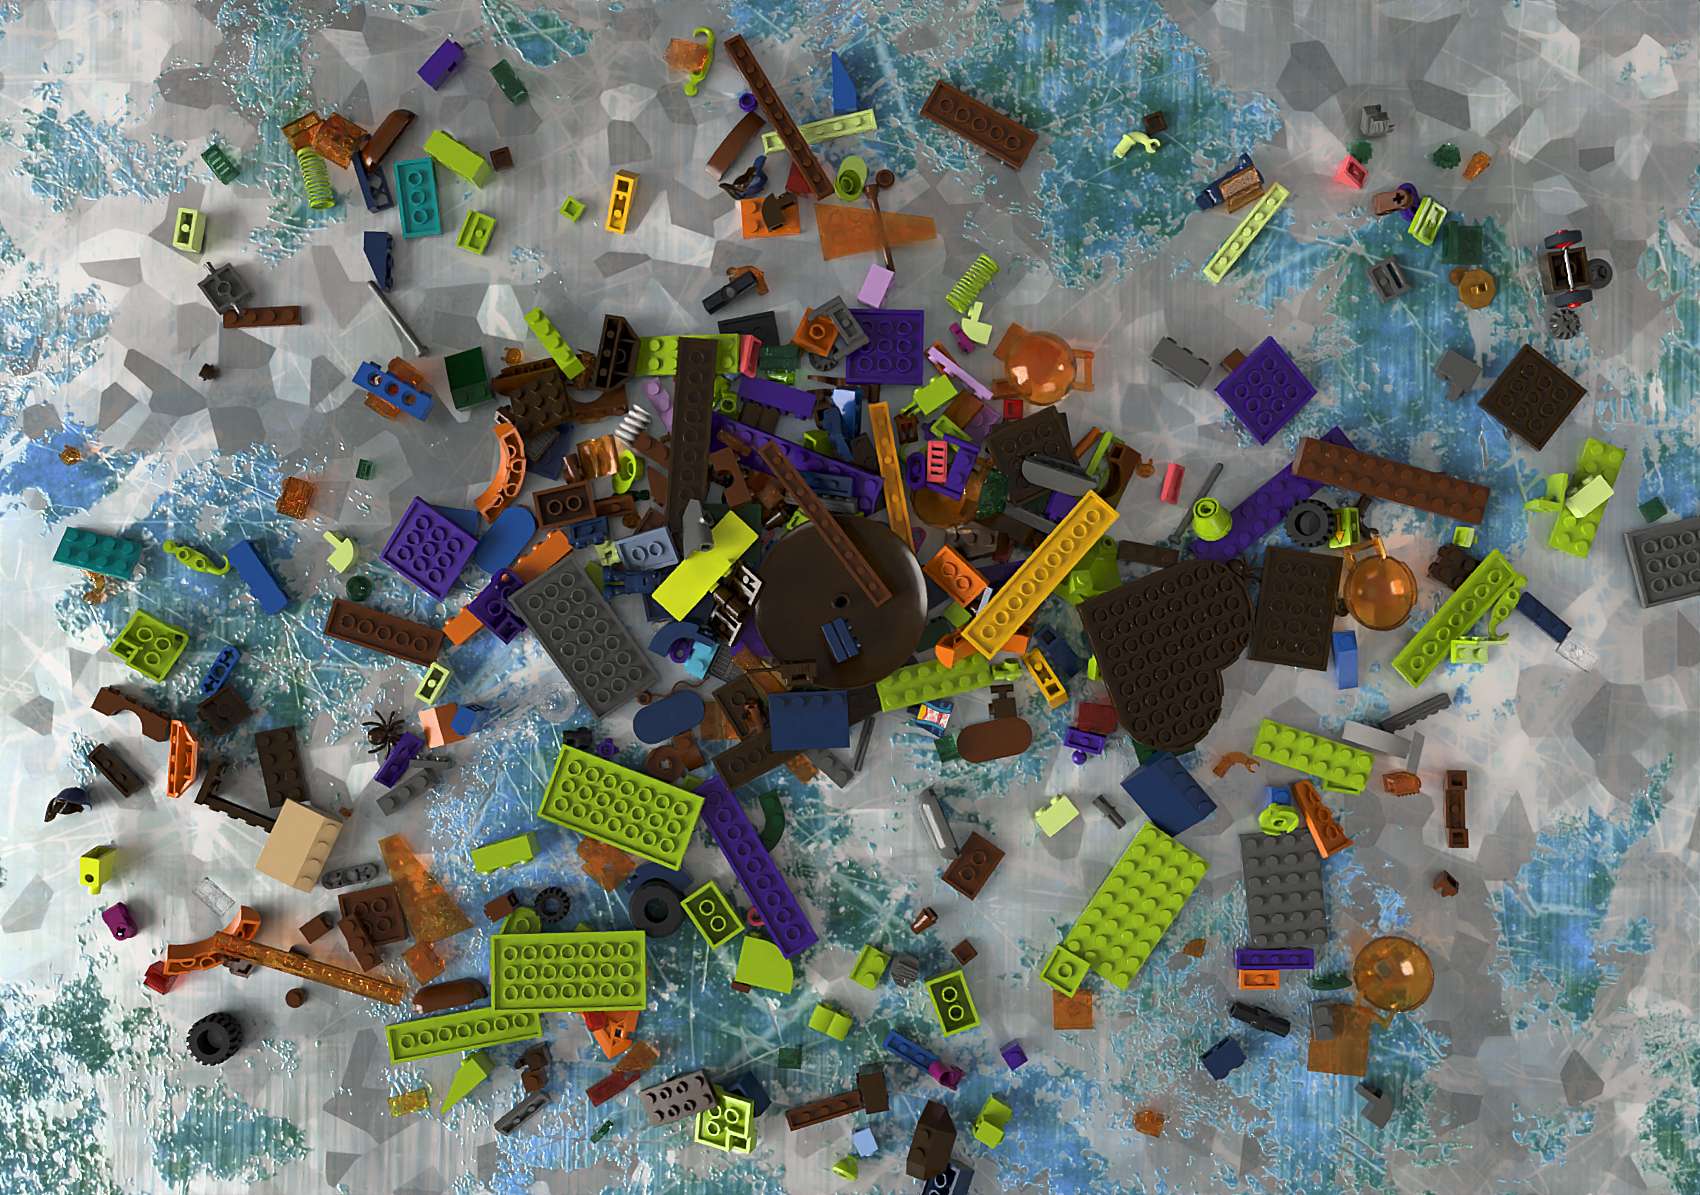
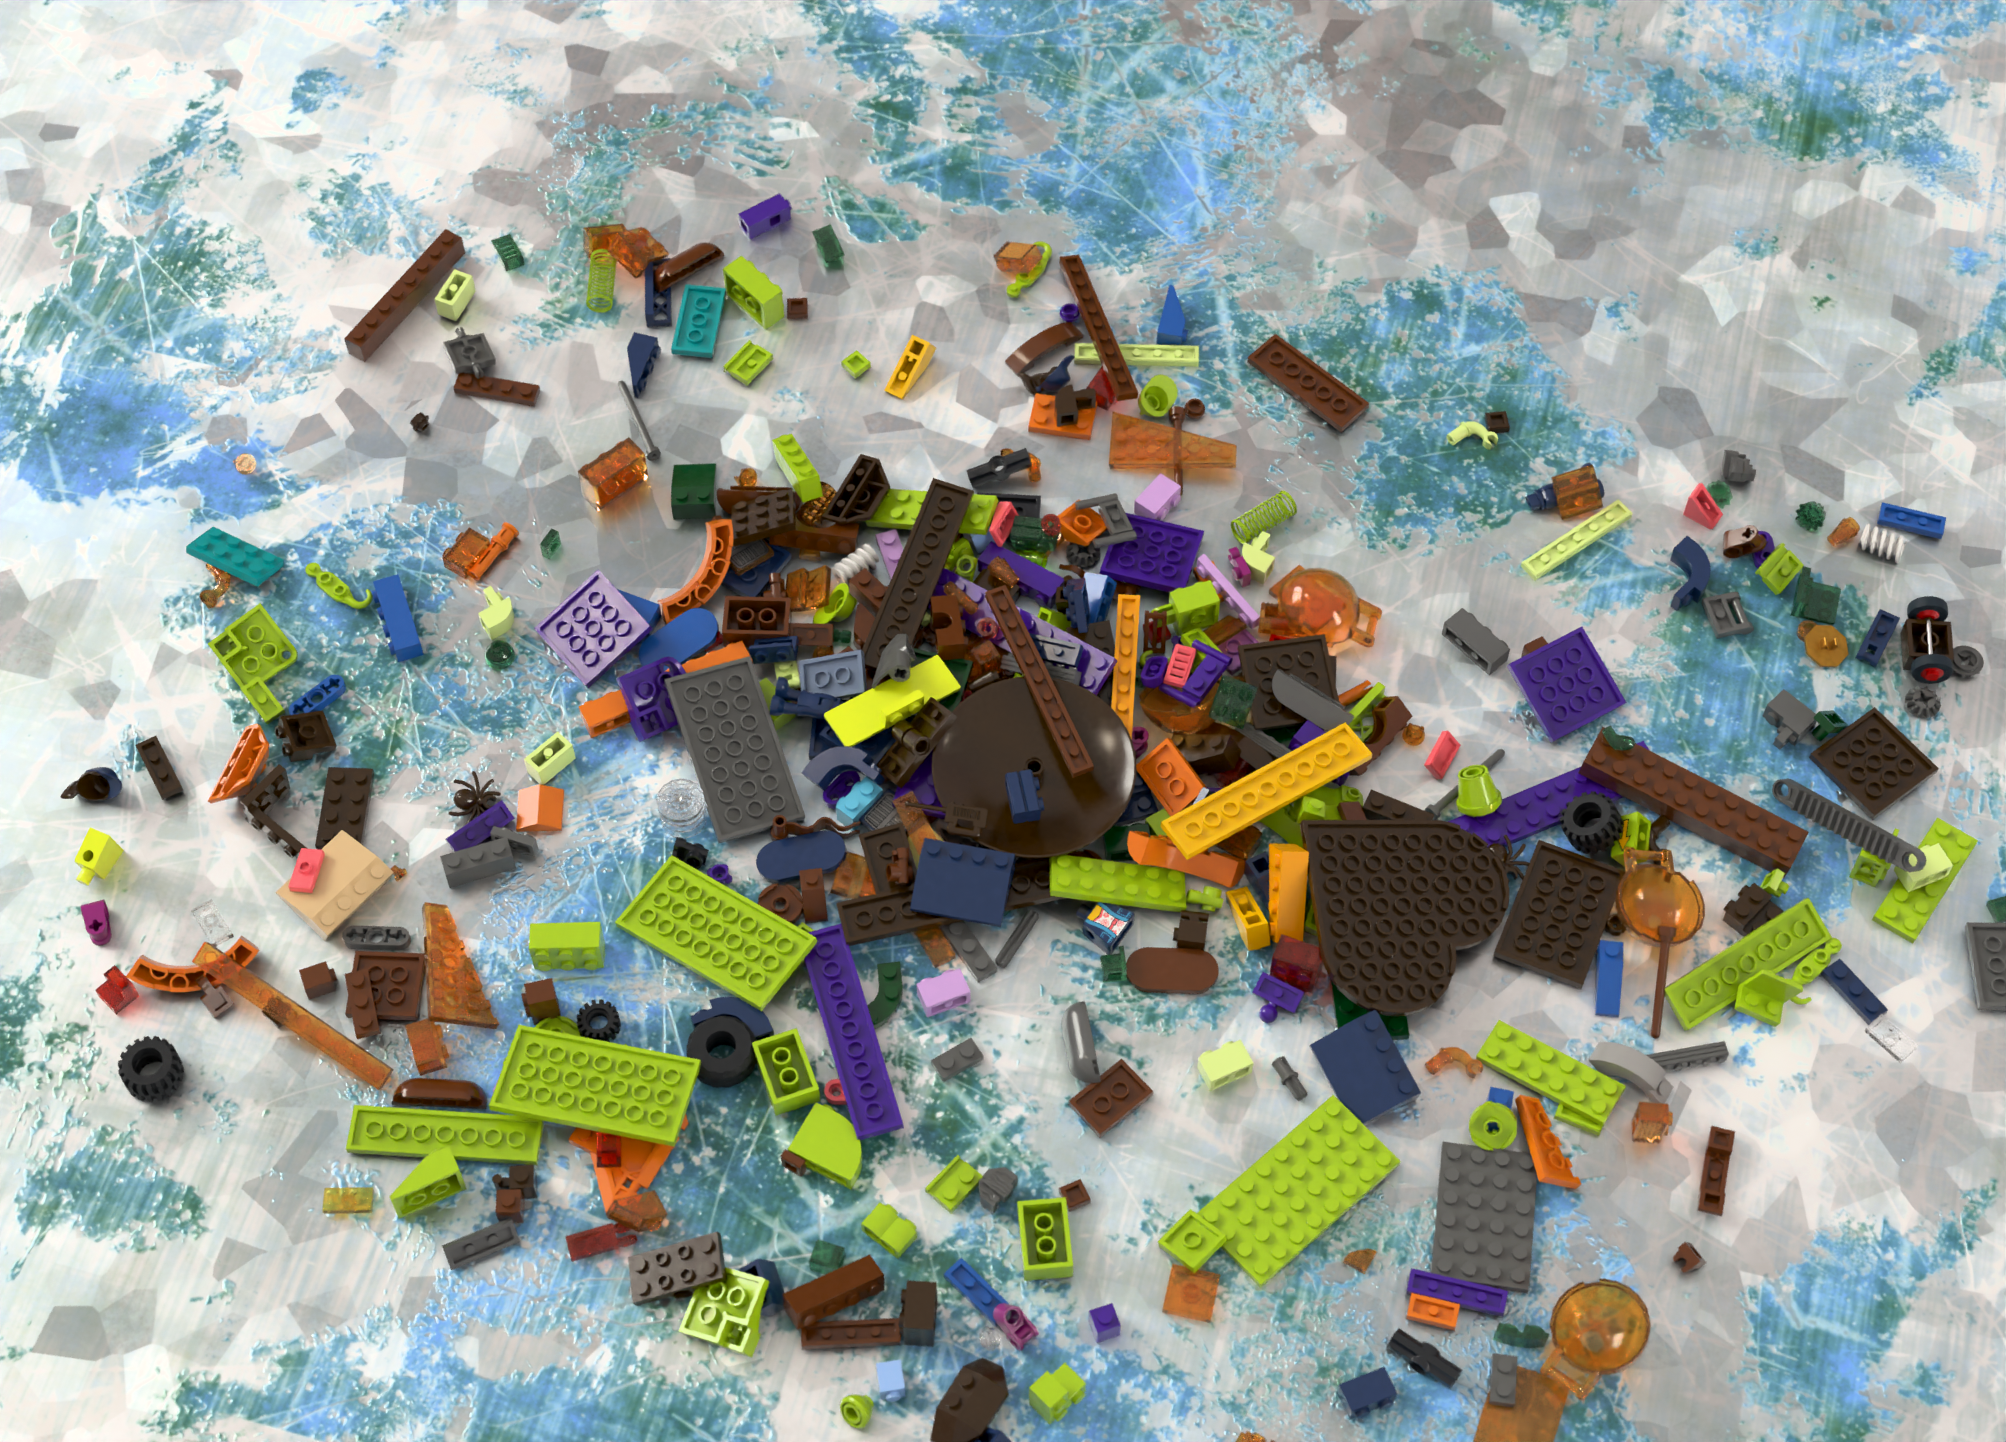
camera: 10 degrees right, 30 degrees down
(144, 239) = (404, 295): none -> reddish brown brick
(154, 723) = (188, 700): reddish brown arch -> none
(175, 687) = (262, 700): none -> lime plate
(272, 845) = (306, 870): none -> coral plate
(295, 998) = (261, 1052): reddish brown plate -> none
(319, 480) = (498, 544): none -> orange pin
(366, 377) = (626, 473): blue brick -> none
(384, 632) = (510, 700): reddish brown plate -> none
(469, 719) = (578, 795): blue brick -> none
(597, 856) = (667, 983): clear orange plate -> none
(601, 1132) = (567, 1292): clear green tile -> none
(759, 467) = (981, 629): none -> clear red bush
(763, 406) = (1001, 570): none -> clear orange cone
(799, 355) = (1046, 528): none -> clear red bush
(803, 1087) = (833, 1292): none -> reddish brown brick
(817, 809) = (943, 992): none -> lavender brick
(843, 861) = (957, 1059): none -> dark grey plate
(924, 920) = (1036, 1144): reddish brown cone -> none
(930, 1087) = (990, 1338): none -> clear plate
(1075, 656) = (1287, 890): none -> light orange wedge
(1111, 566) = (1351, 811): none -> reddish brown tile
(1324, 452) = (1616, 741): none -> clear green arm
(1358, 243) = (1696, 565): none -> dark blue arch
(1392, 625) = (1665, 935): none -> reddish brown piece
(1492, 371) = (1828, 722): none -> dark green tile
(1512, 169) = (1882, 543): none -> white piece
(1519, 269) = (1878, 637): none -> dark blue plate
(1525, 478) = (1849, 825): none -> dark grey gear
(1534, 138) = (1911, 520): none -> blue plate

